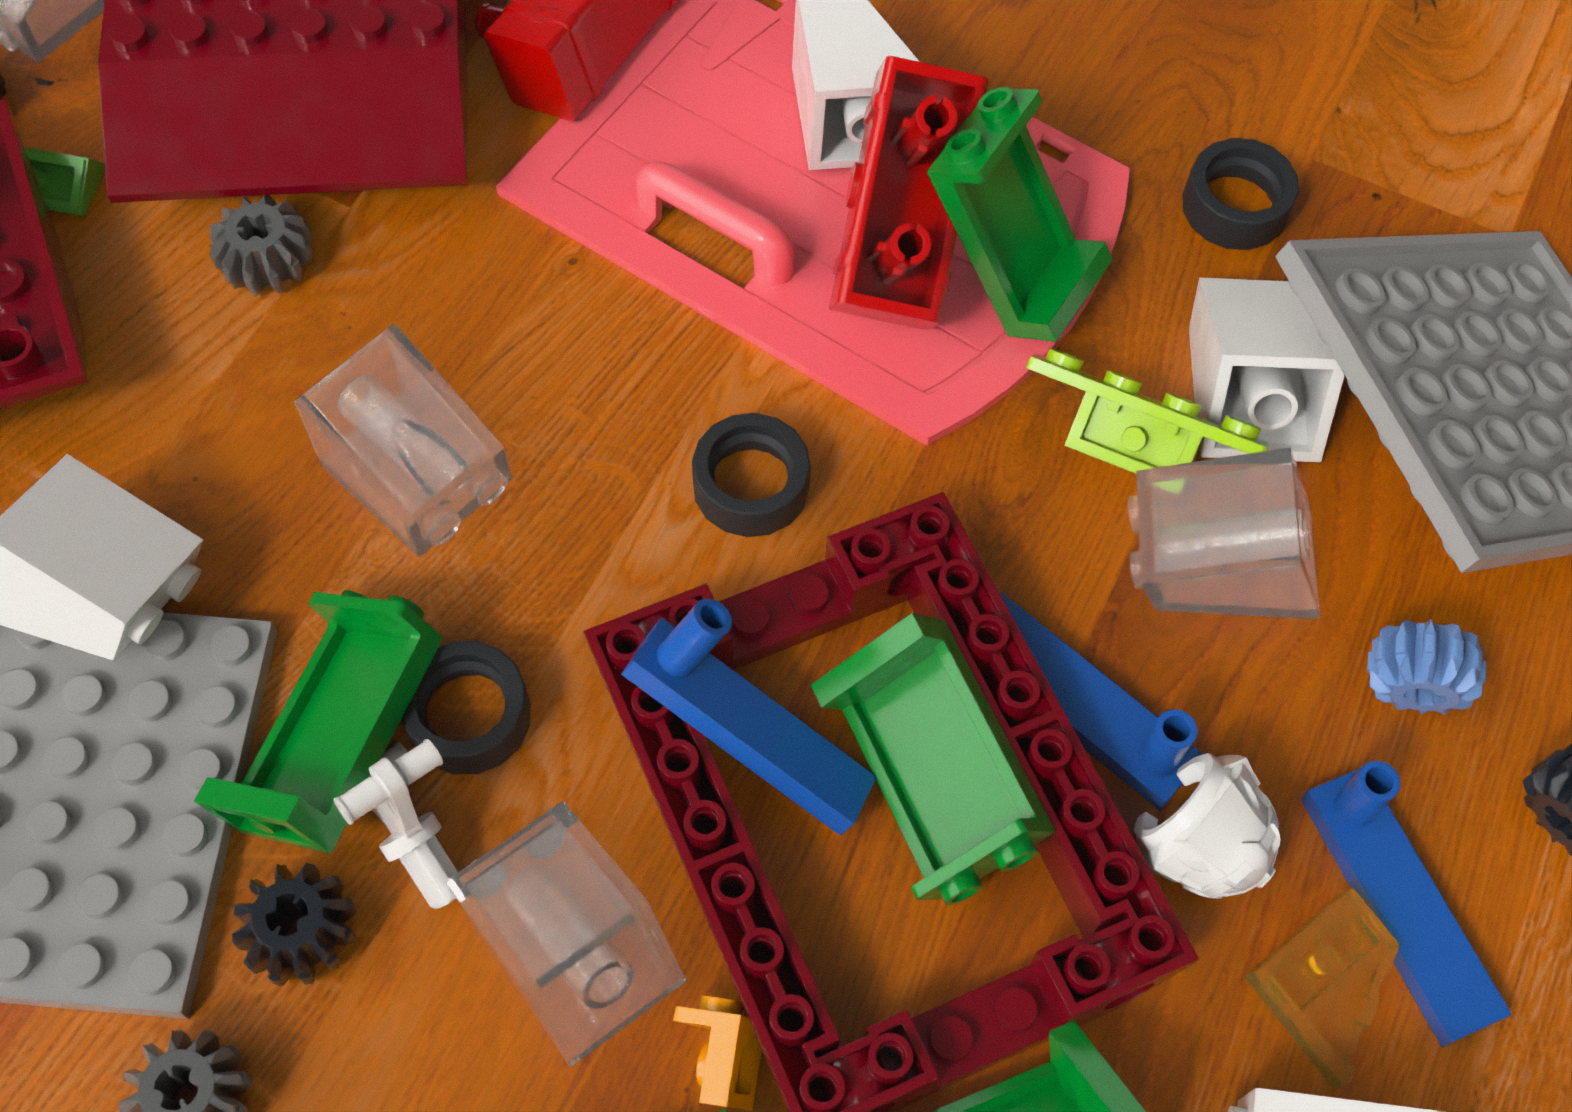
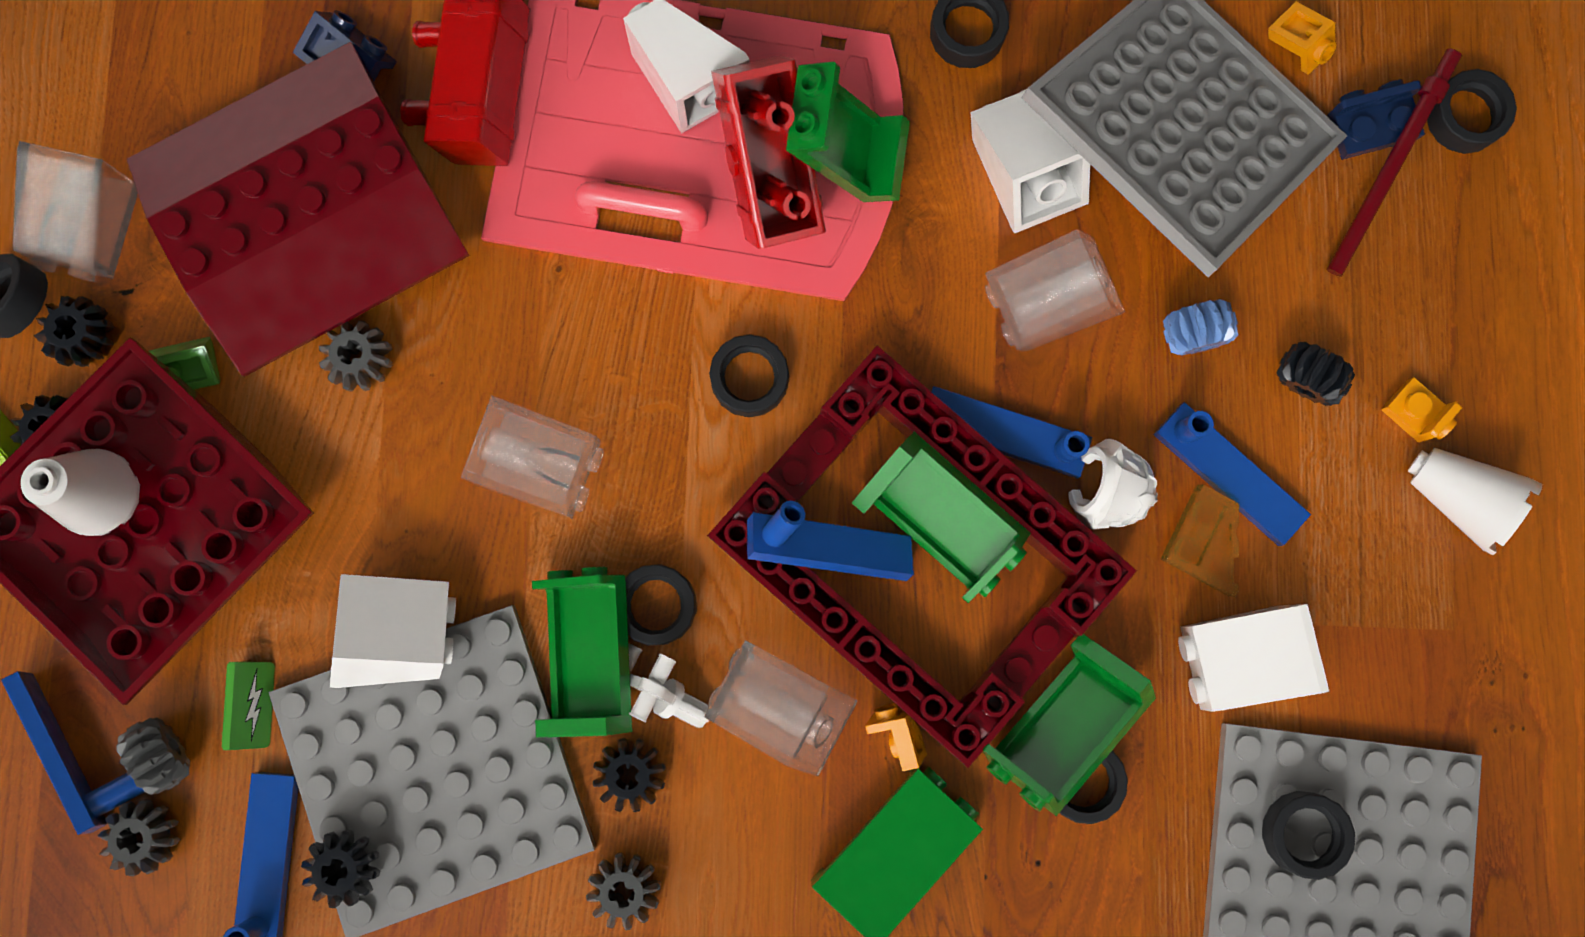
camera: 25 degrees left, 20 degrees up
(1135, 429) = (973, 239): lime bracket -> none

